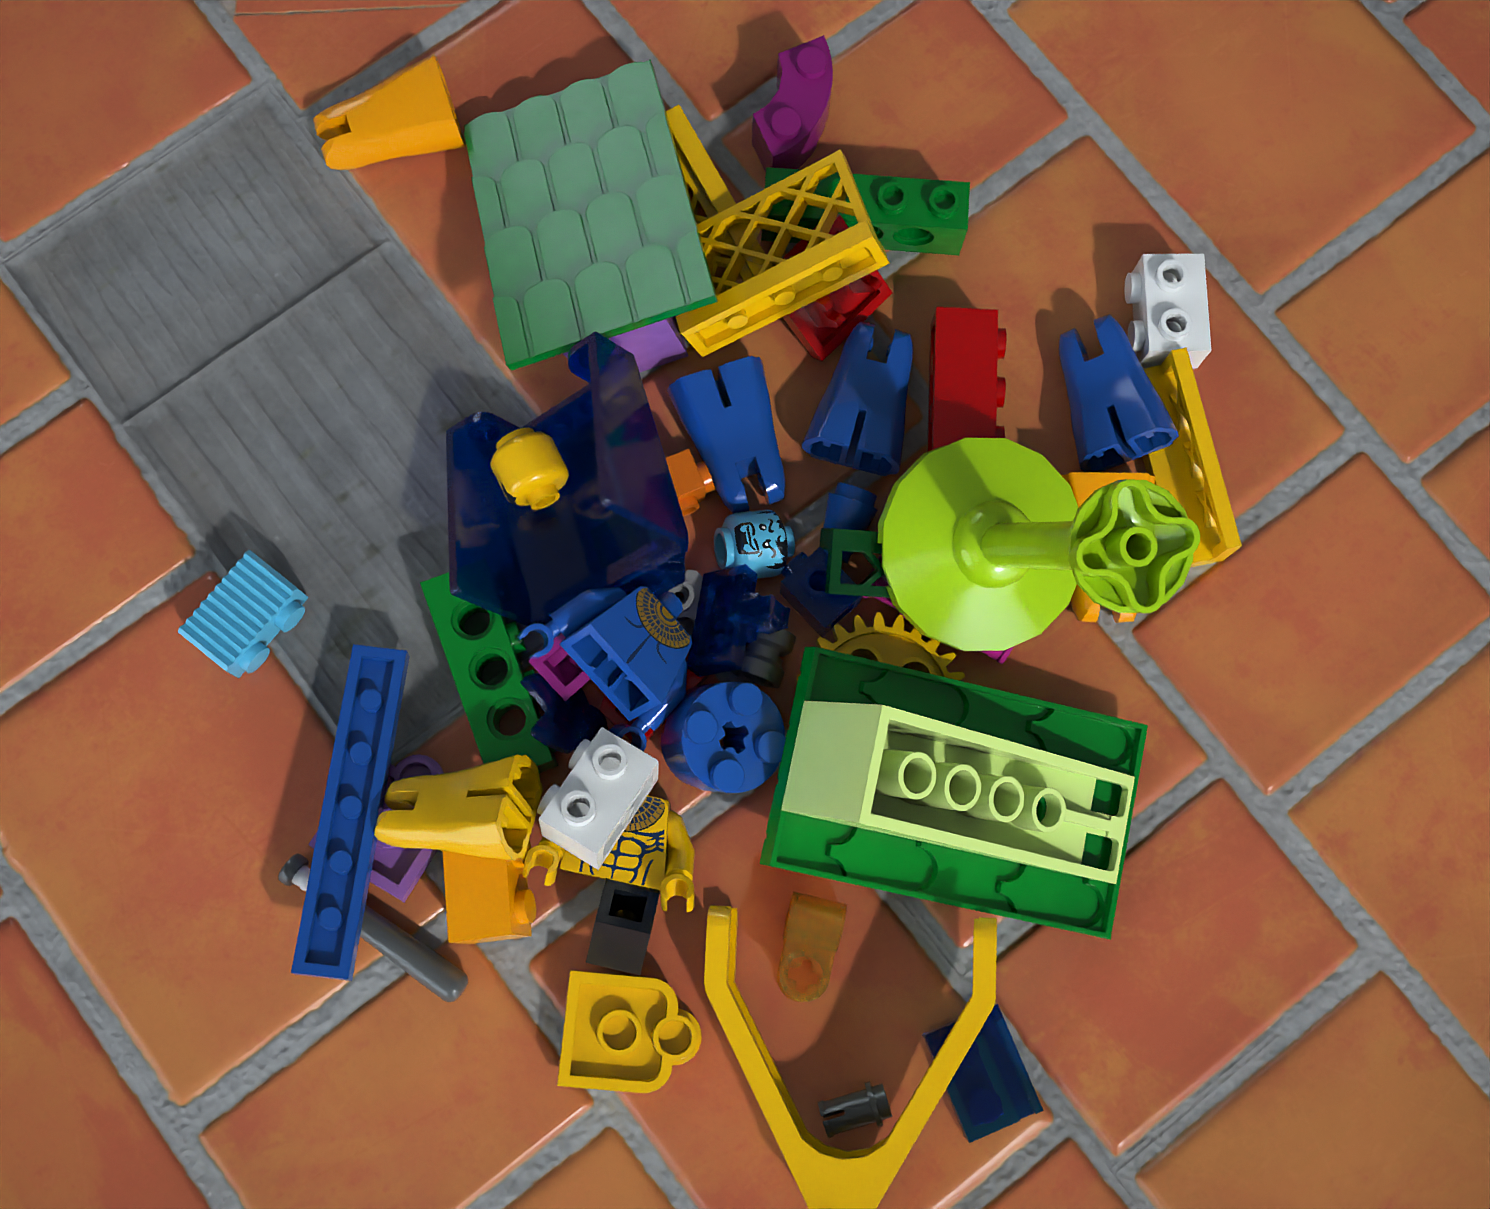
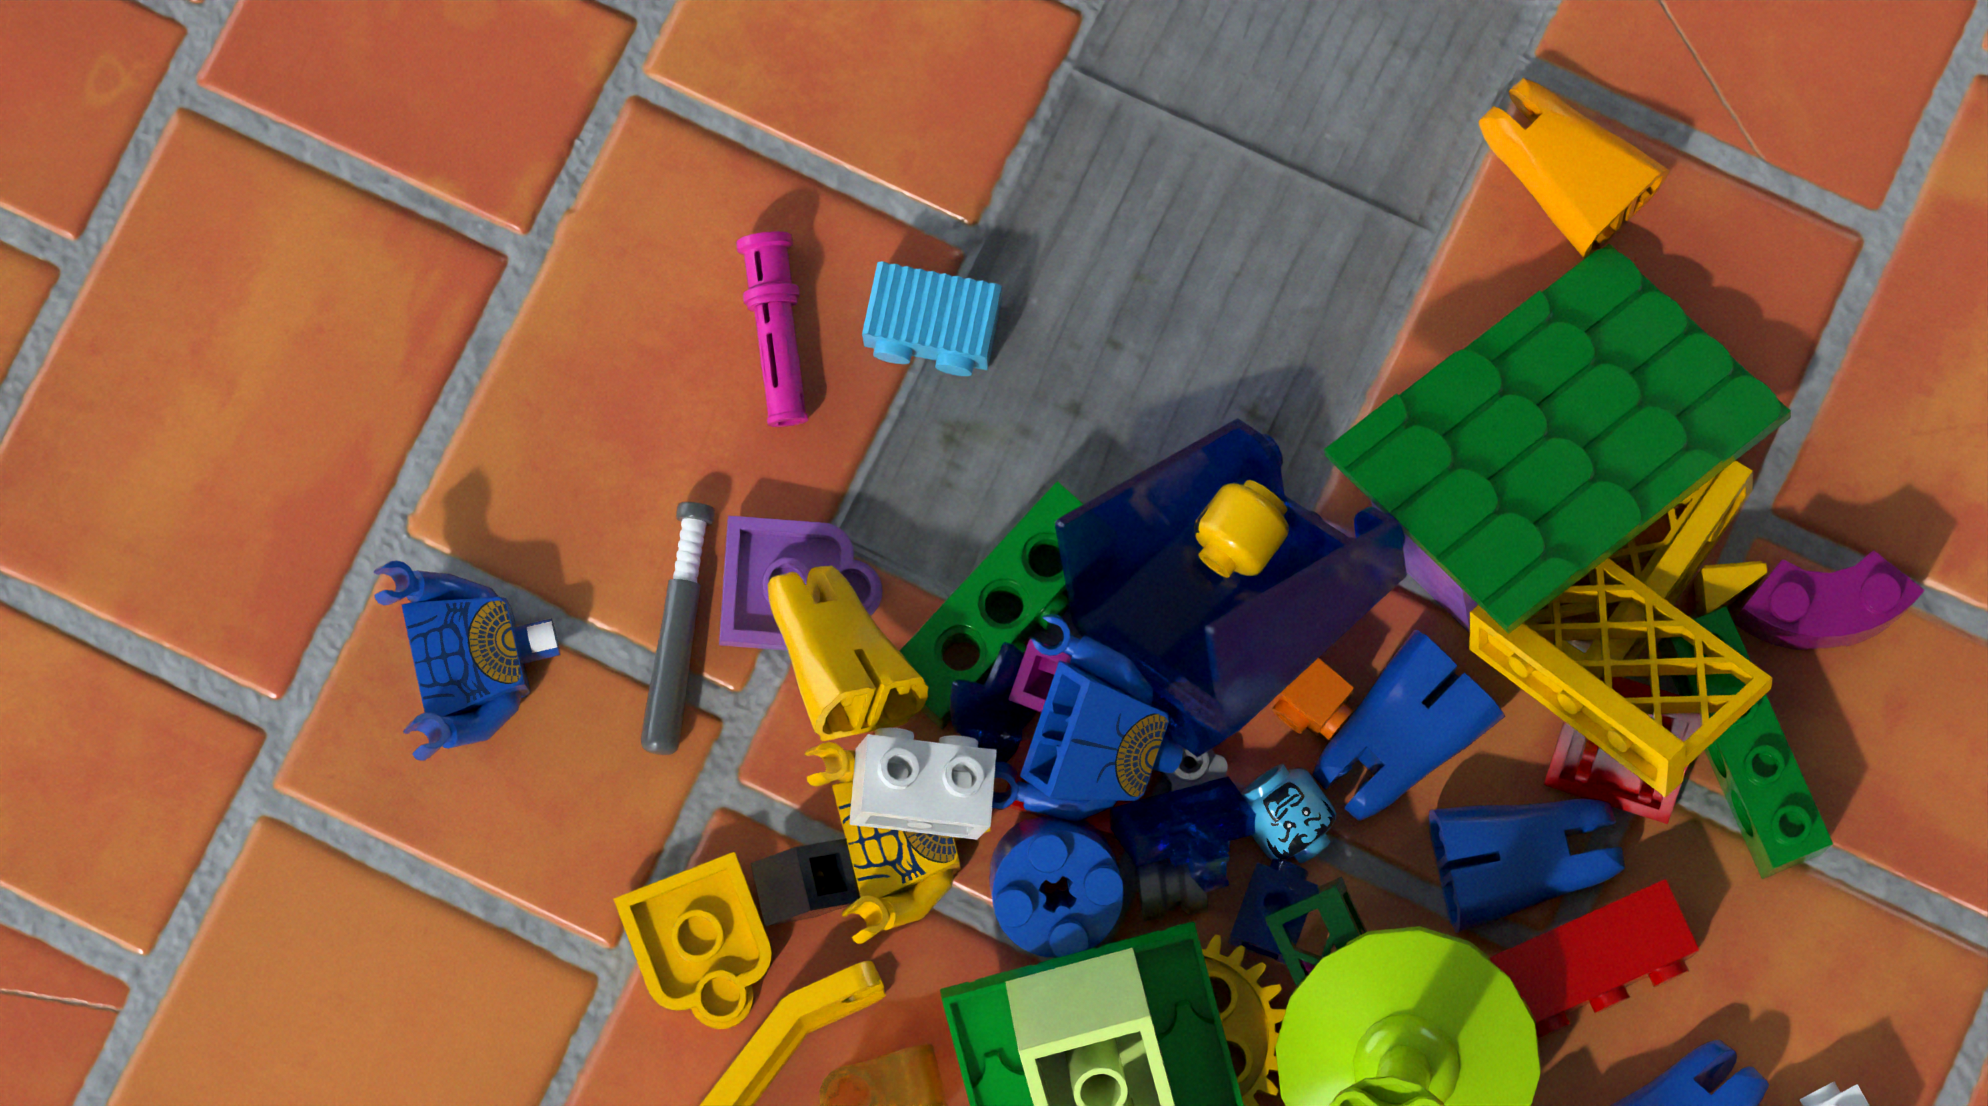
camera: 70 degrees right, 0 degrees up
(163, 728) = (772, 298): none -> dark pink pin
(301, 1111) = (464, 655): none -> blue torso
(349, 814) = (785, 541): blue plate -> none
(486, 898) = (764, 727): light orange brick -> none
(745, 170) = (1725, 583): none -> yellow slope
(849, 509) = (1382, 899): blue cone -> none

